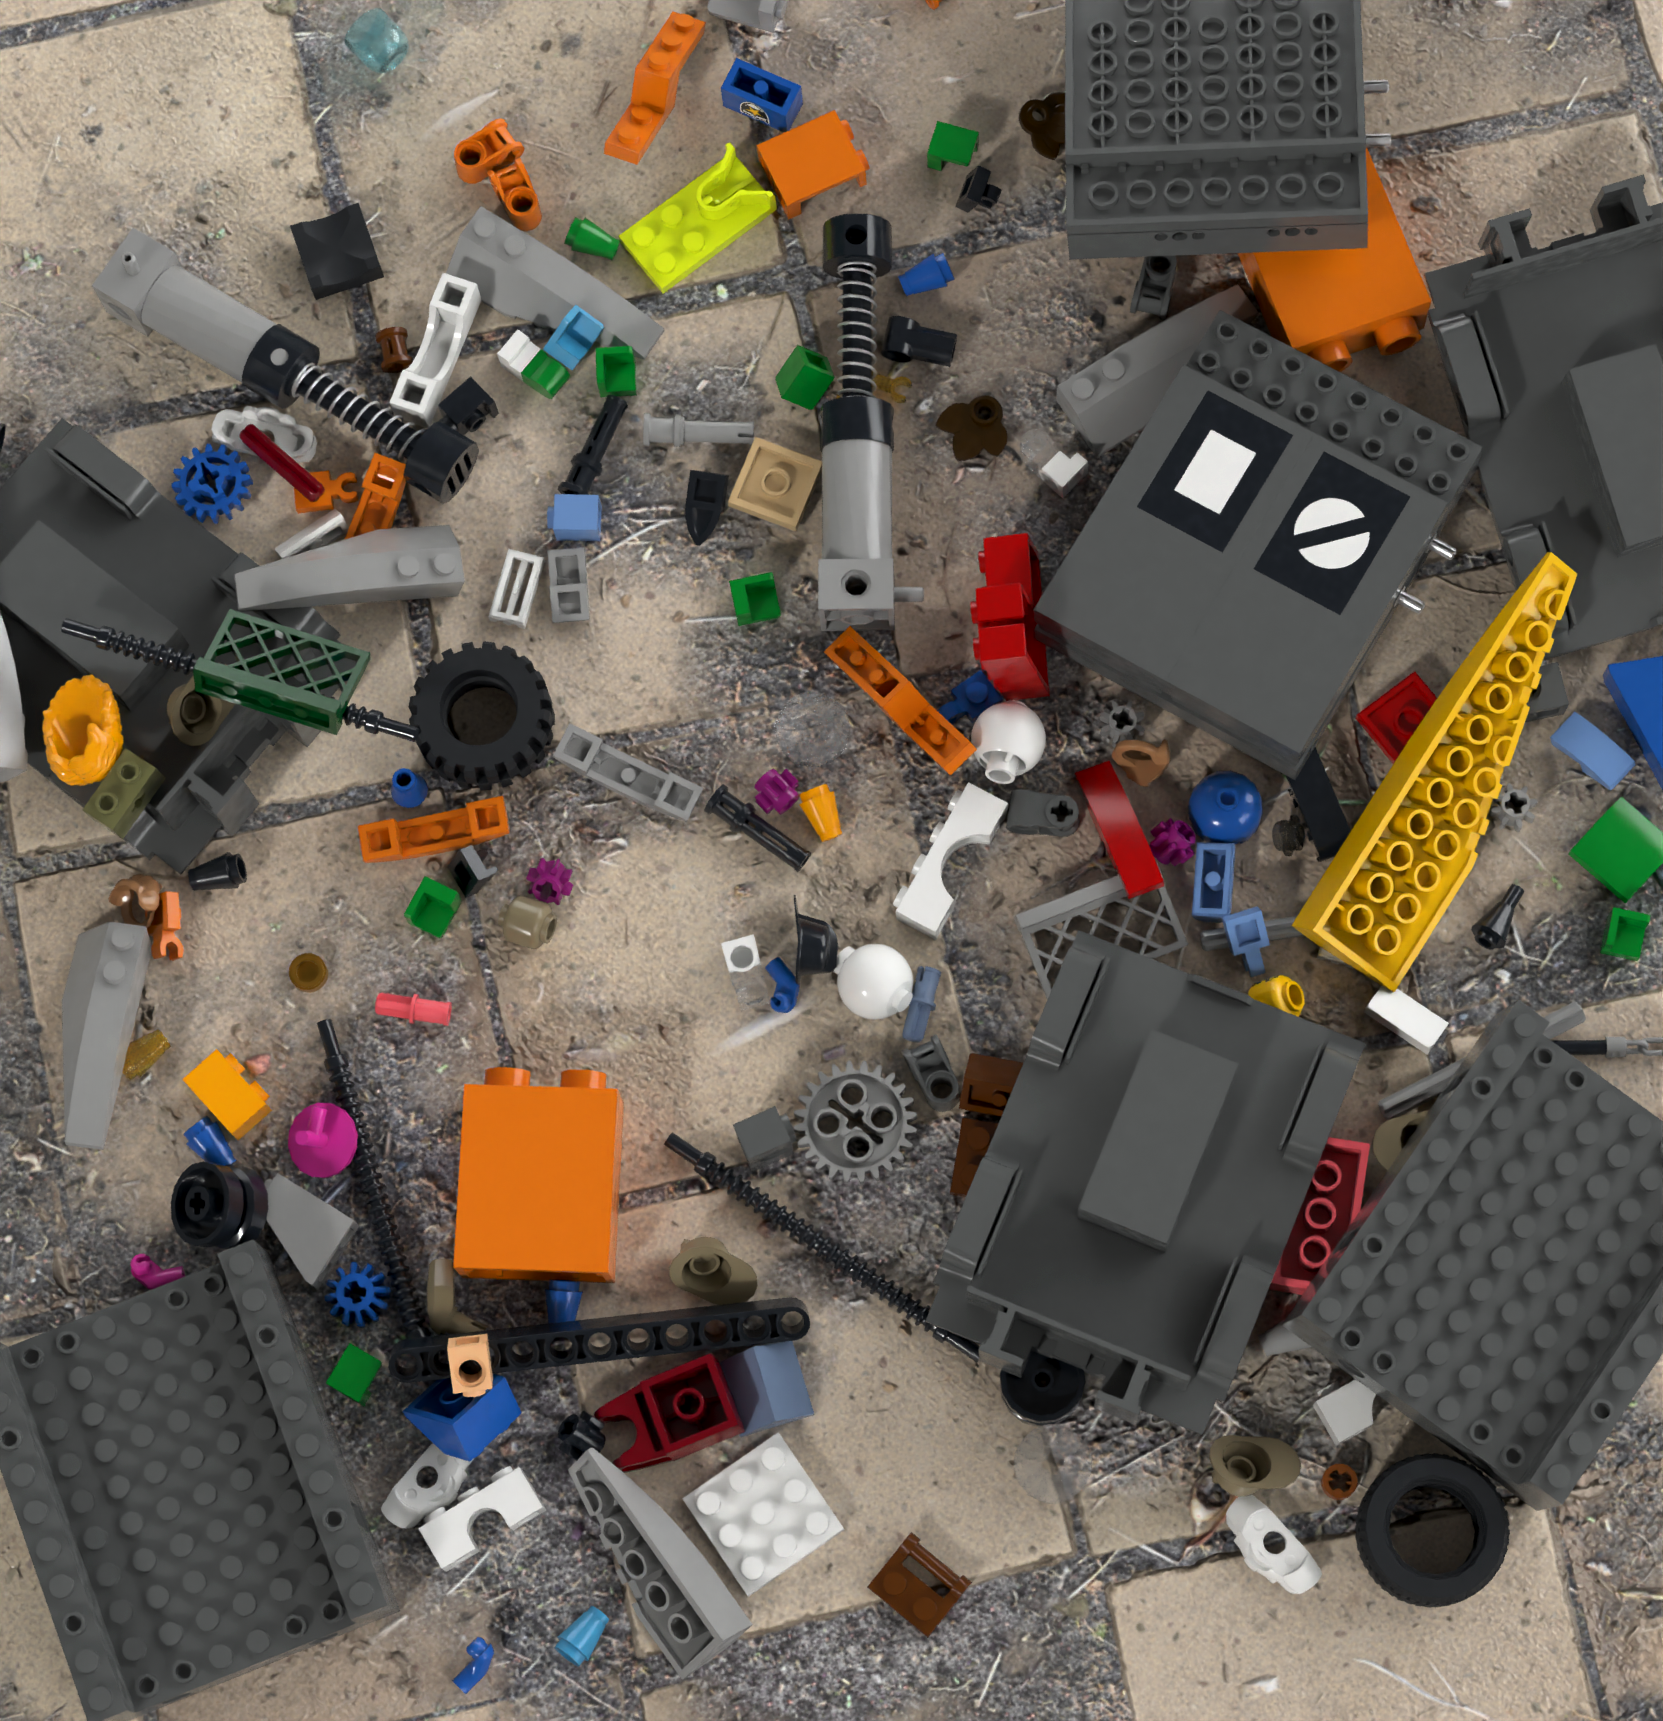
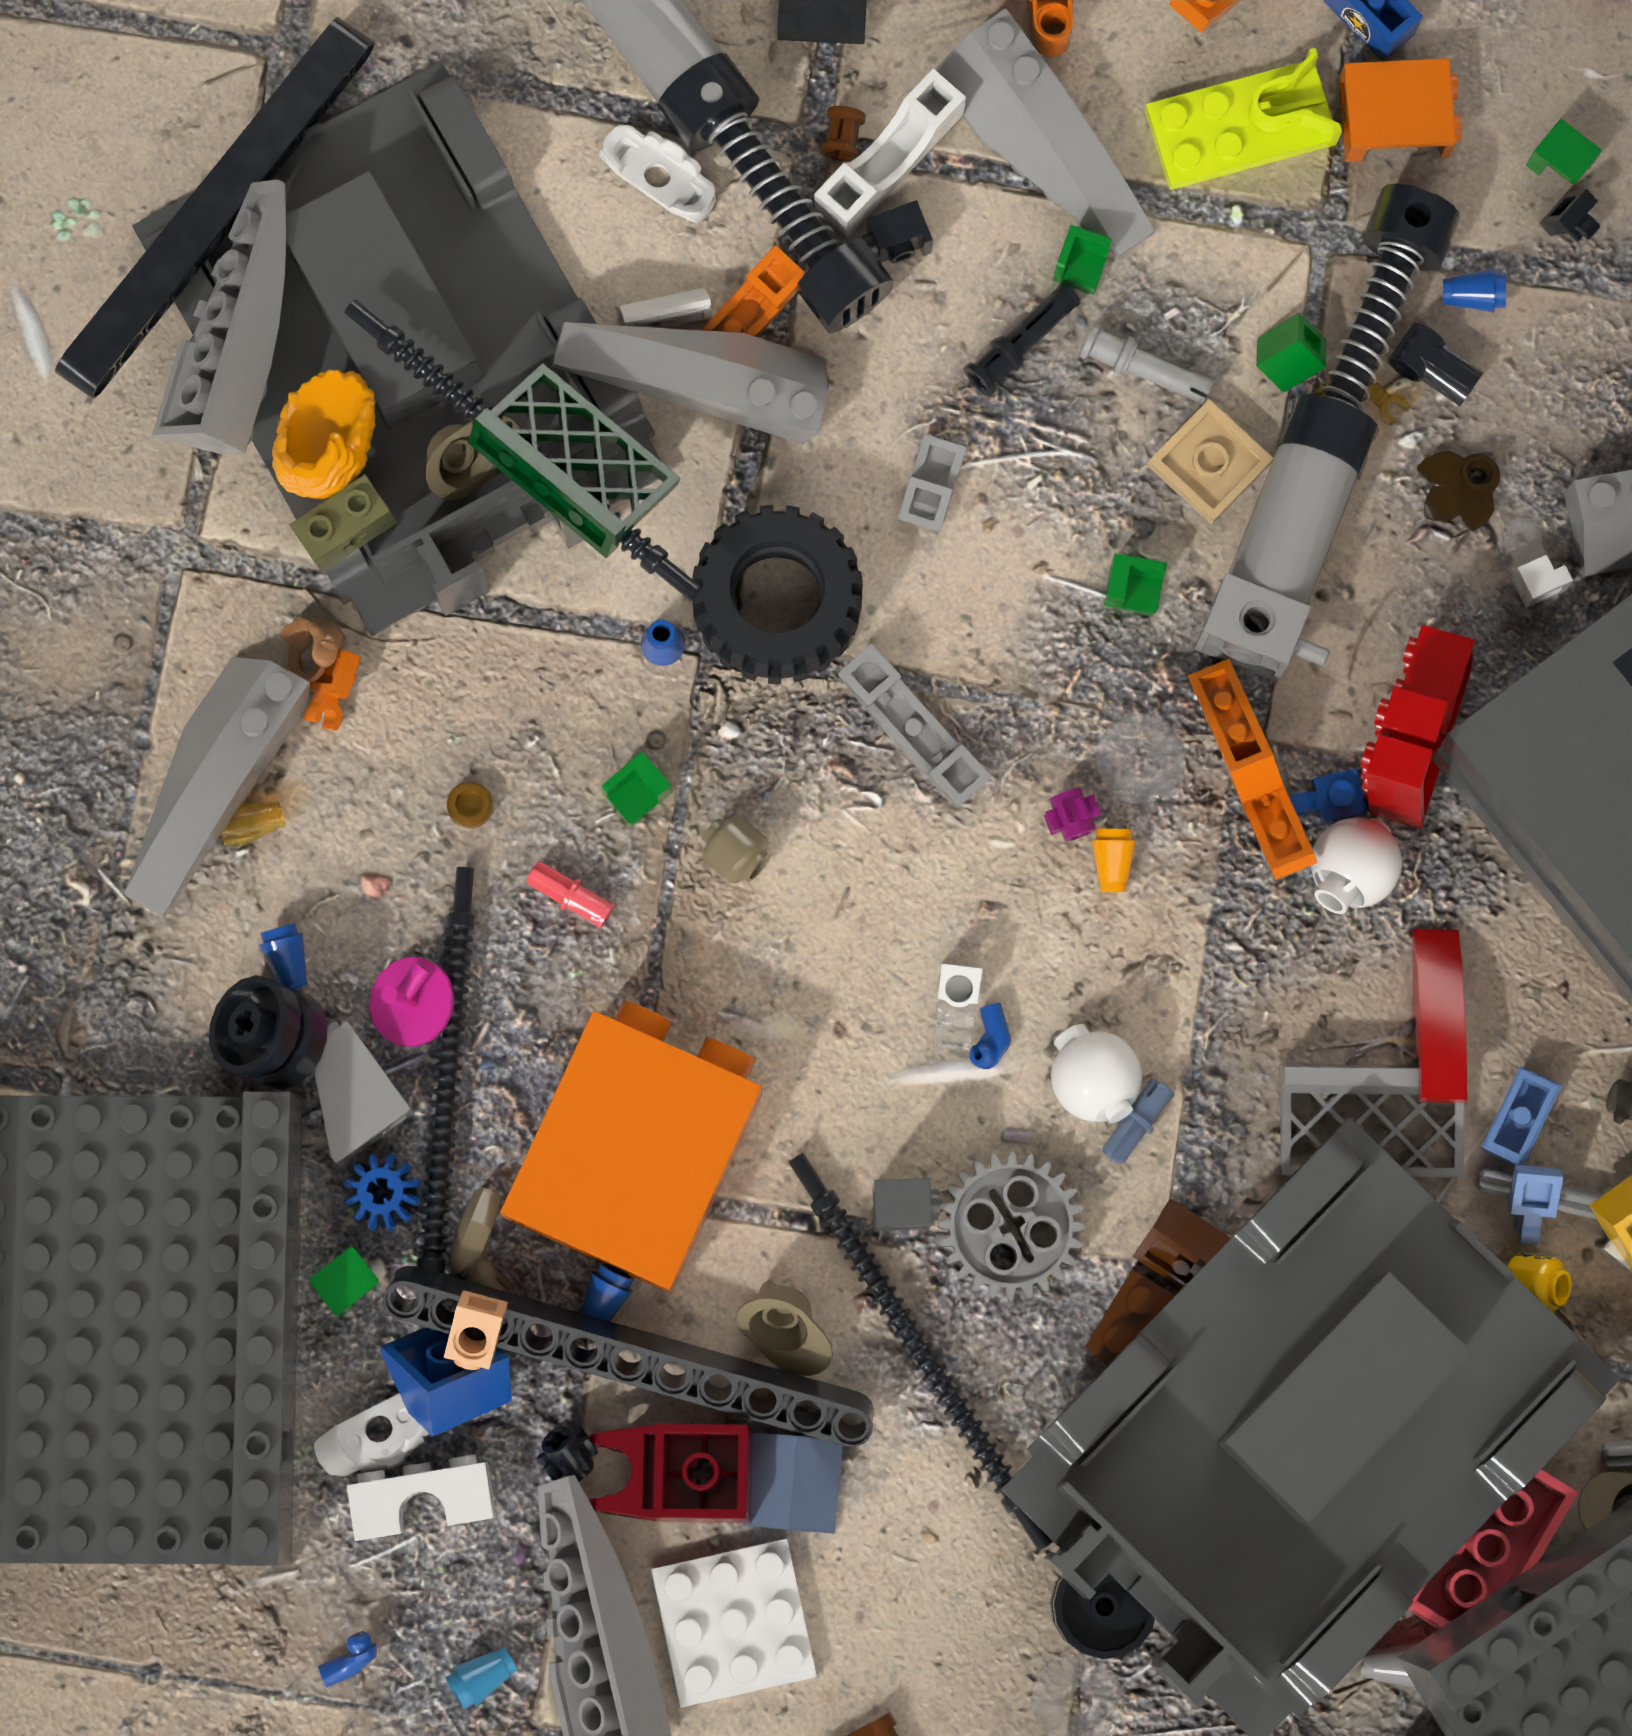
camera: 10 degrees right, 5 degrees up
(151, 1274) = (165, 1078): dark pink arm -> none
(197, 491) = (597, 203): blue gear -> none
(219, 873) = (414, 652): black cone -> none
(227, 1093) = (327, 906): light orange brick -> none
(282, 463) = (666, 213): dark red axle -> none
(333, 490) = (693, 260): orange plate -> none
(434, 833) = (672, 704): orange slope -> none
(470, 871) = (694, 764): black tile -> none
(509, 618) = (850, 492): white tile -> none
(532, 365) = (991, 214): leg -> none
(550, 881) = (778, 813): magenta gear -> none
(573, 337) = (1050, 202): dark azure panel -> none
(575, 517) = (970, 409): medium blue brick -> none
(590, 239) = (1114, 96): green cone -> none
(704, 503) = (1121, 451): black plate -> none
(745, 813) = (1062, 896): black pin -> none
(816, 946) = (1047, 1010): black piece -> none
(932, 1067) = (1119, 1203): dark grey piece -> none
(973, 820) = (1279, 937): white arch -> none
(1038, 813) = (1354, 957): dark grey piece -> none
(1115, 716) = (1479, 891): light grey gear -> none
(1142, 760) = (1496, 947): medium nougat piece -> none
(1172, 842) = (1493, 1054): magenta gear -> none
(1225, 808) = (1567, 1038): blue cylinder -> none

